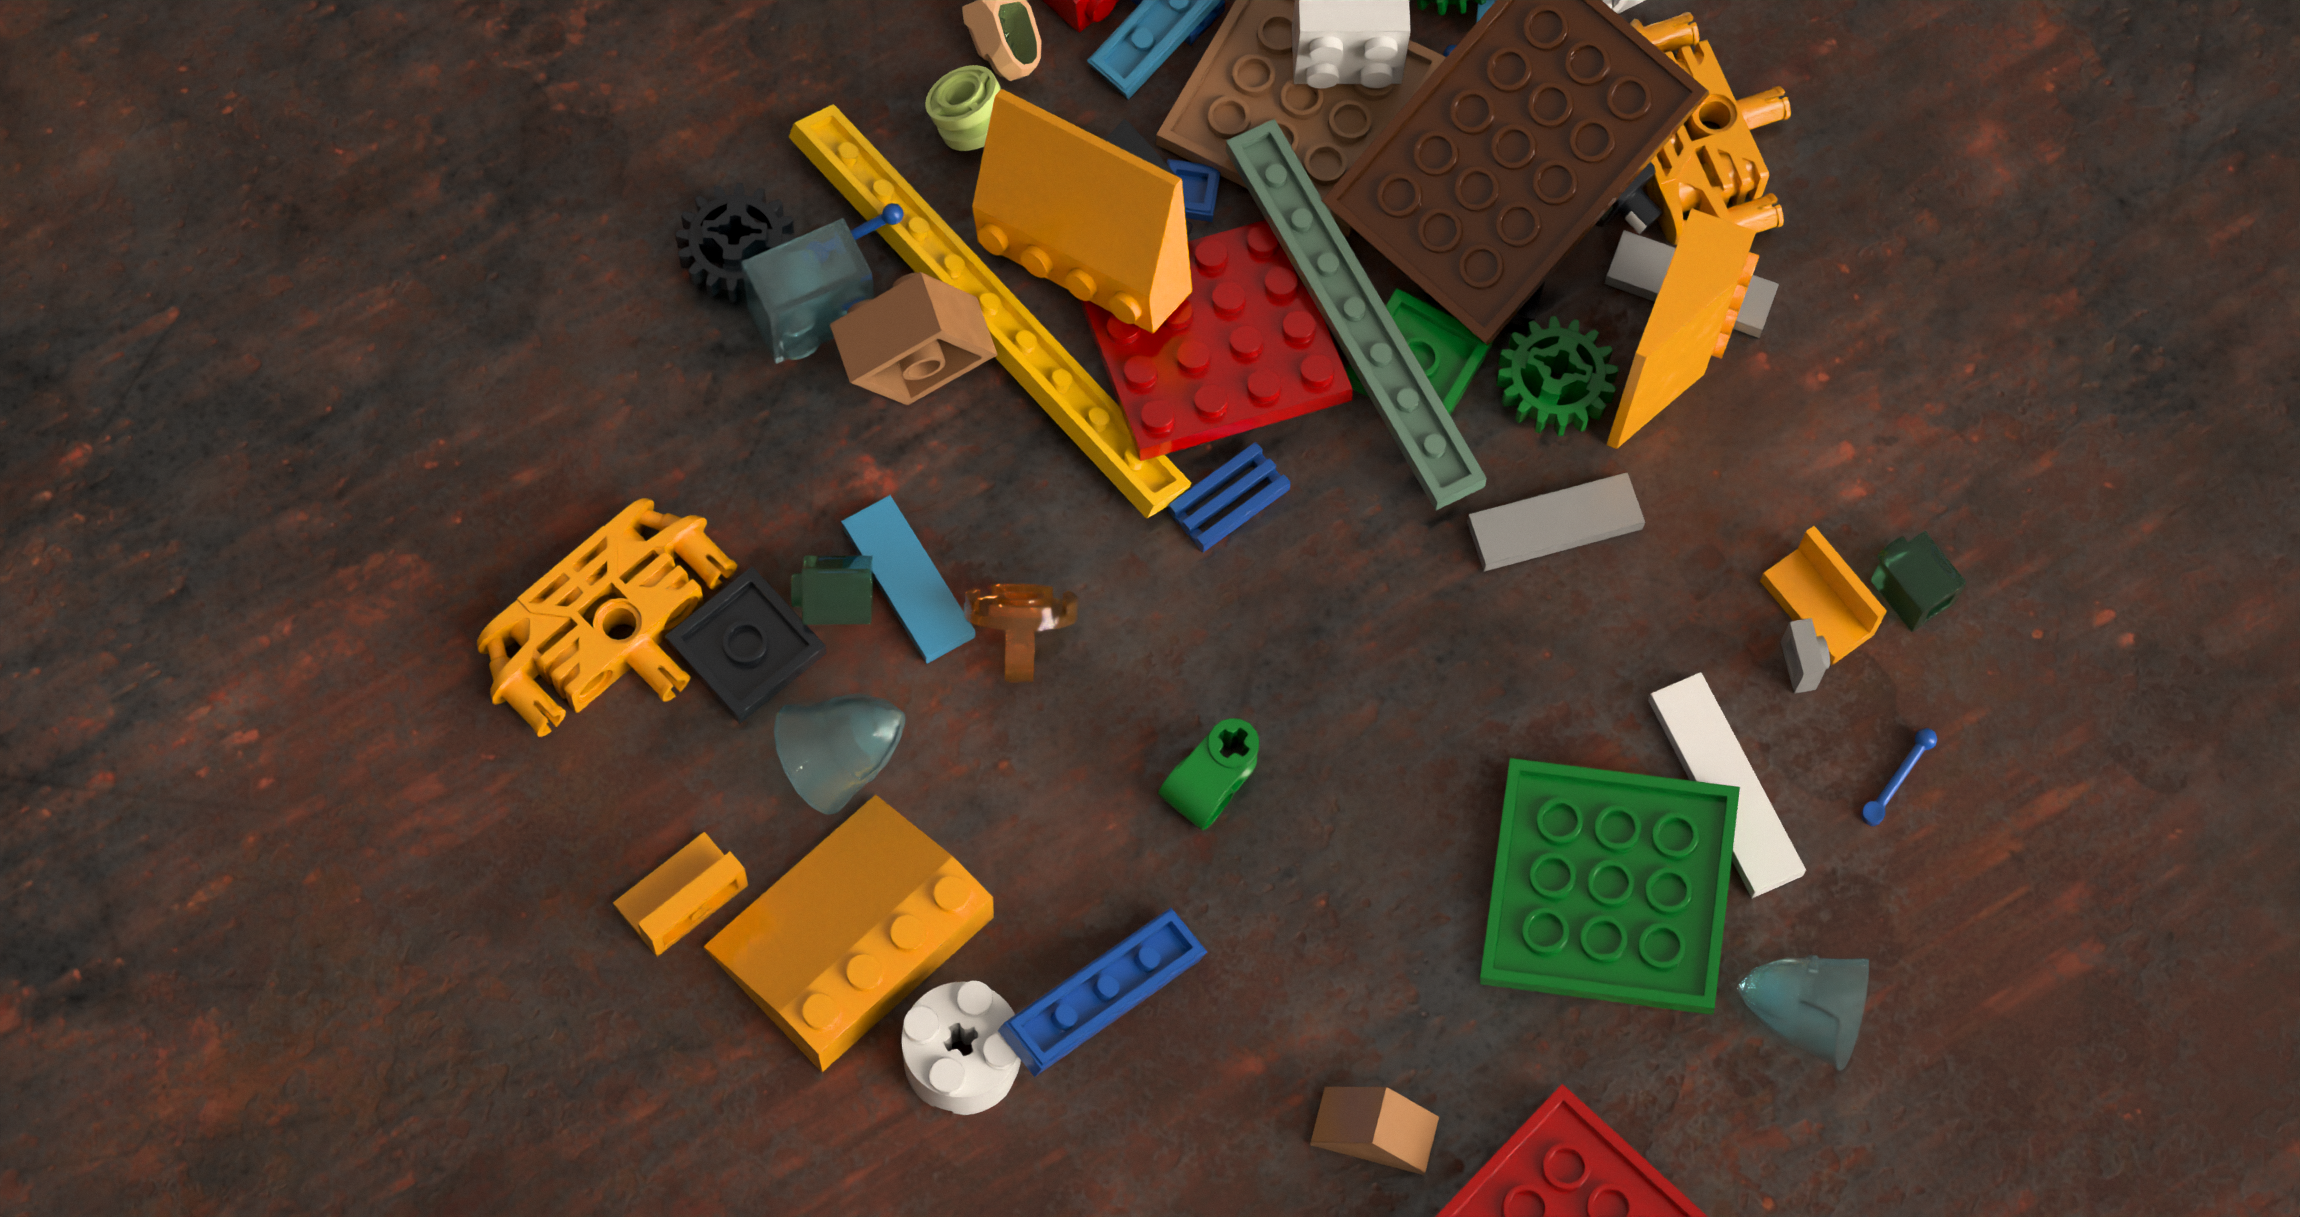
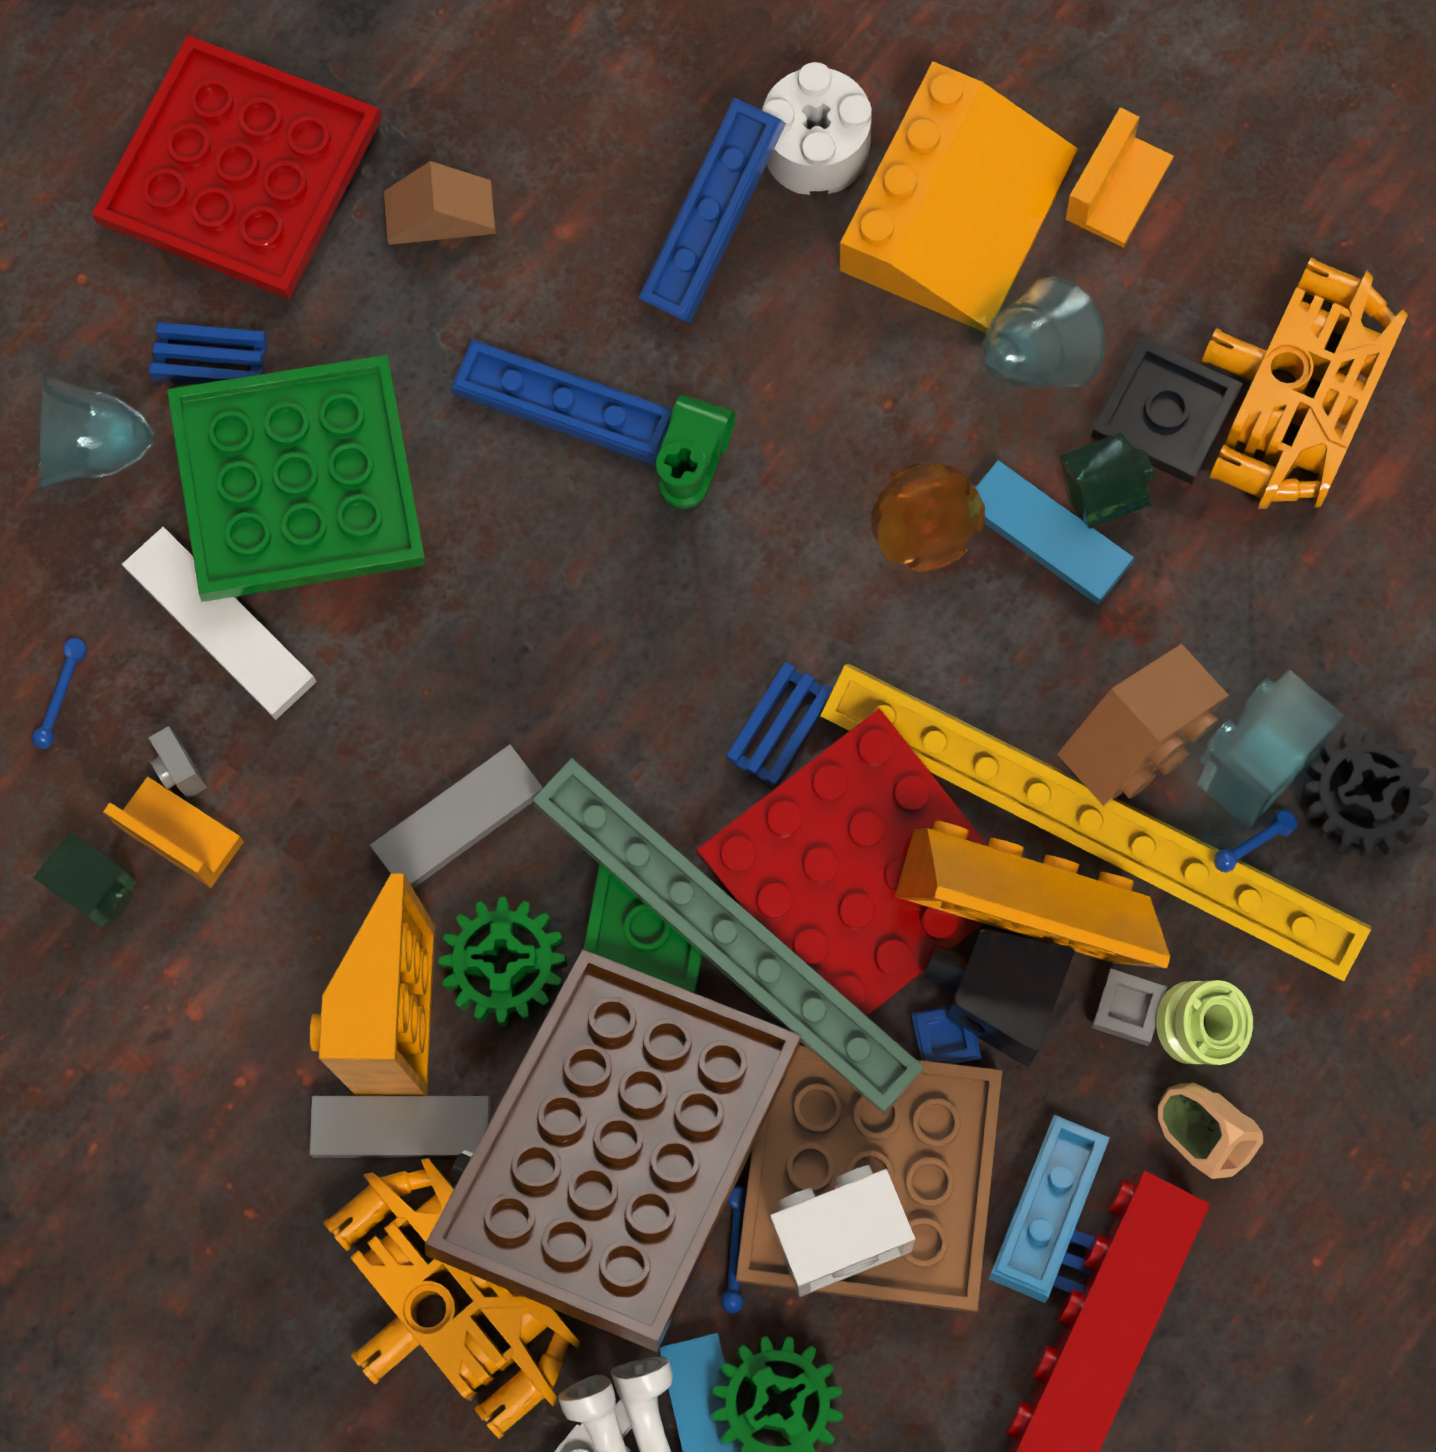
camera: 170 degrees right, 5 degrees up
(1319, 879) = (562, 402): none -> blue tile
(1670, 1040) = (206, 336): none -> blue tile

